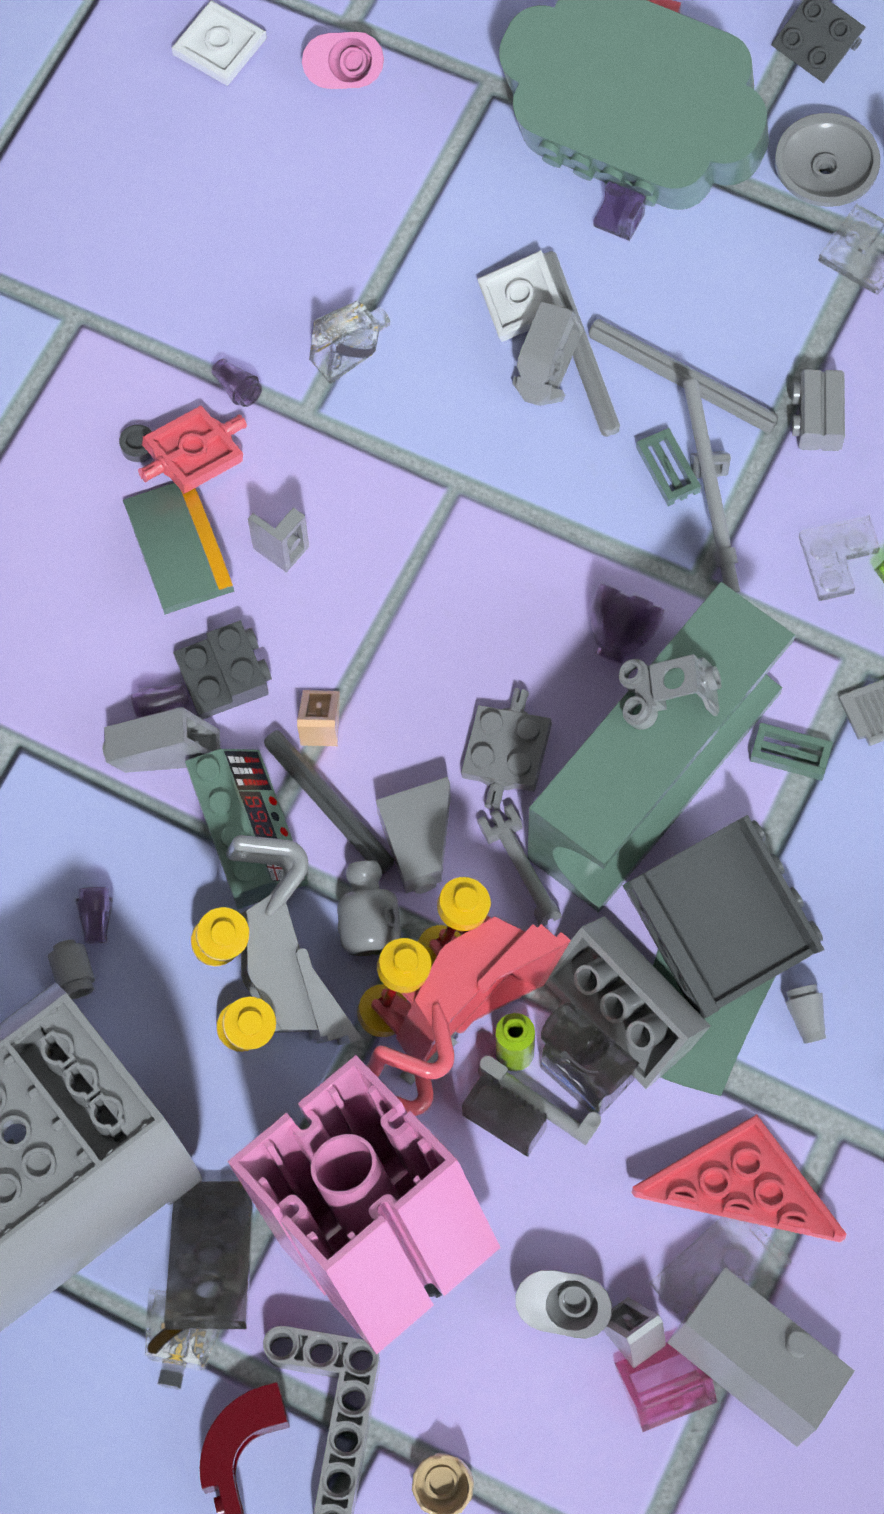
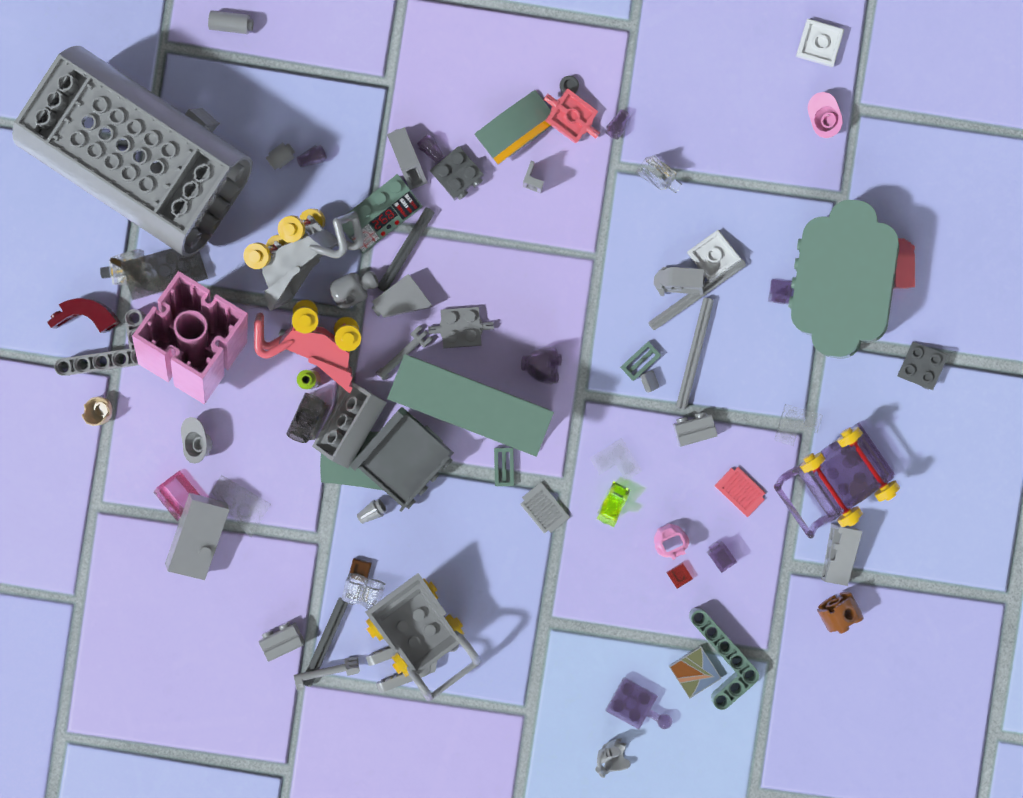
camera: 70 degrees right, 20 degrees up
(319, 718) = (448, 229): light nougat slope -> none
(504, 1115) = (274, 385): clear smoke brick -> none
(581, 1131) = (281, 423): light grey hinge -> none
(635, 1331) = (194, 474): light grey slope -> none
(652, 693) = (490, 418): light grey piece -> none
(725, 555) = (597, 404): light grey bar -> none
(744, 1179) = (280, 505): coral tile -> none
(831, 145) = (855, 388): light grey dish -> none

